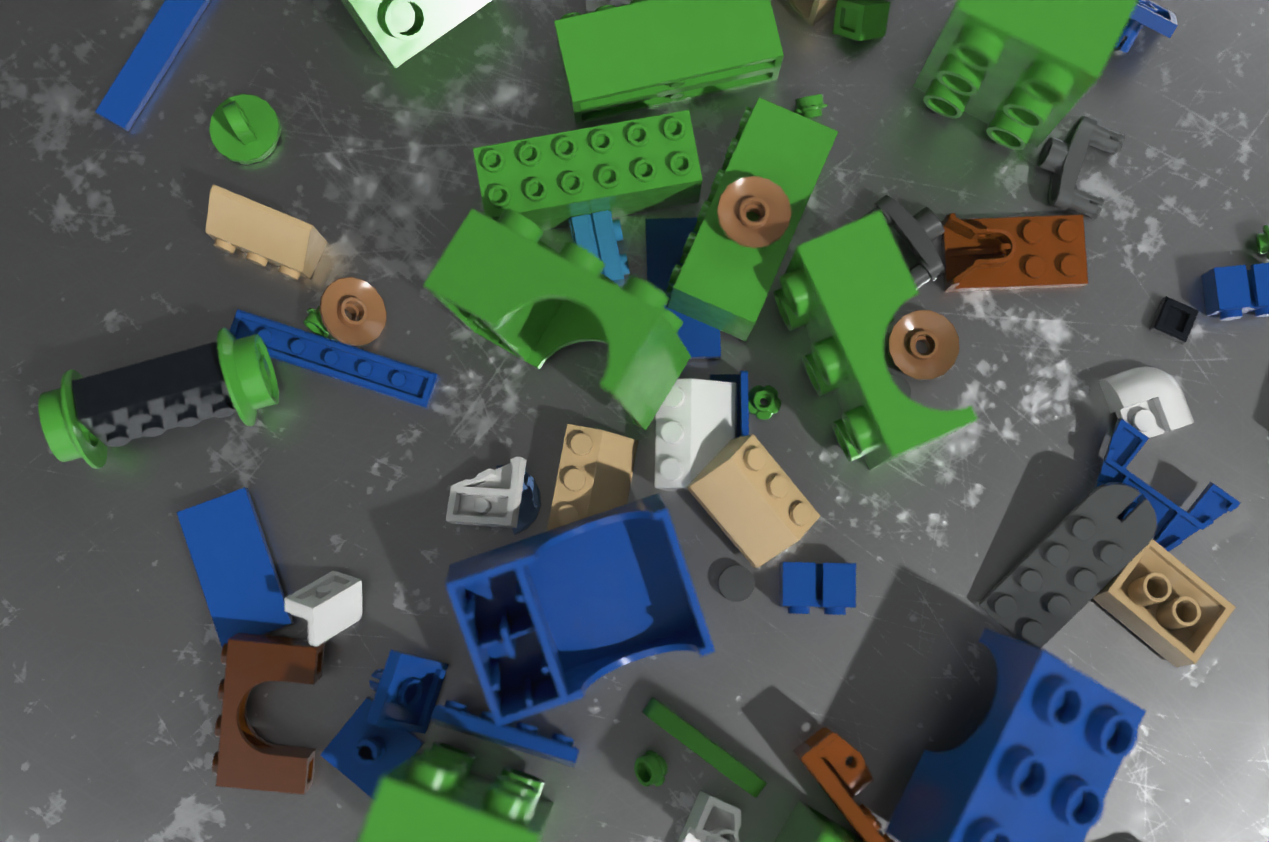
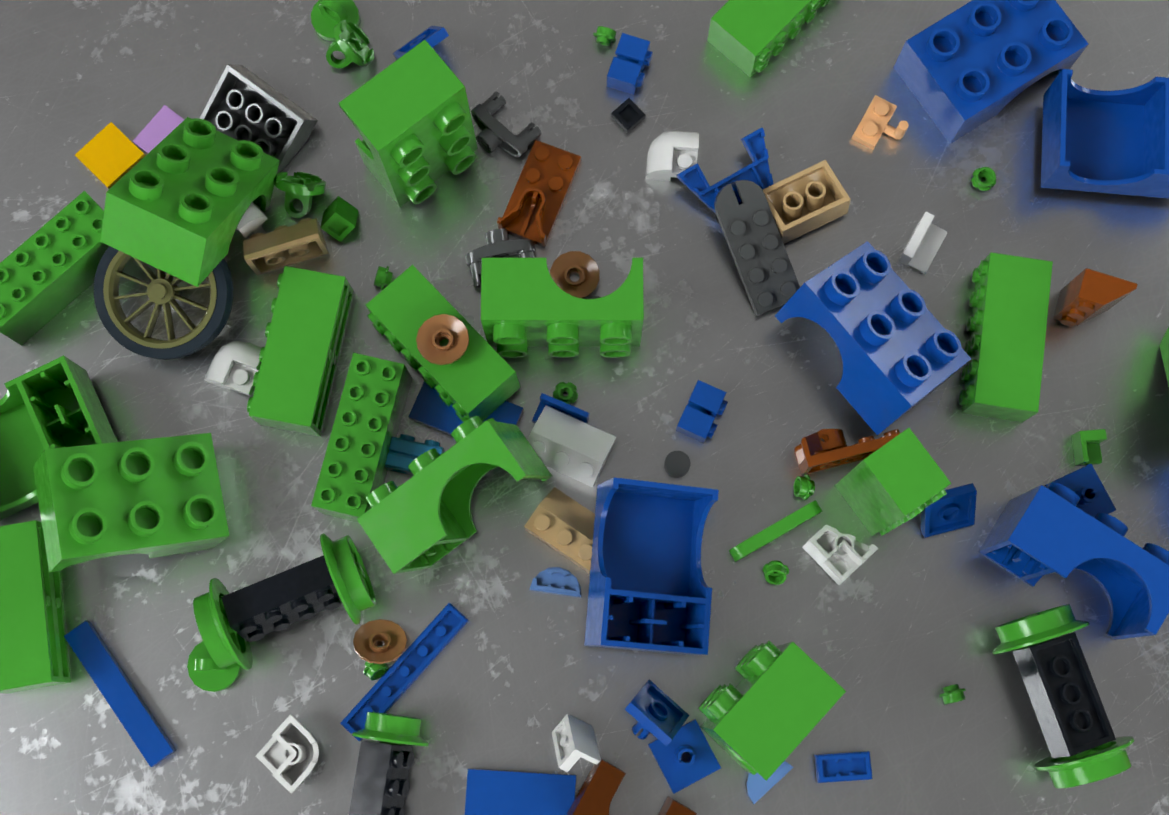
camera: 65 degrees left, 5 degrees down
(173, 266) = (290, 754): none -> white brick
(263, 234) = (297, 680): tan slope -> none
(295, 122) = (274, 603): none -> brick
(489, 498) = (549, 602): white wing -> none
(522, 738) = (706, 665): blue tile -> none
(753, 500) = (628, 426): tan slope -> none
(777, 760) = (803, 487): none -> bright green plate
(1179, 787) = (923, 245): none -> white panel

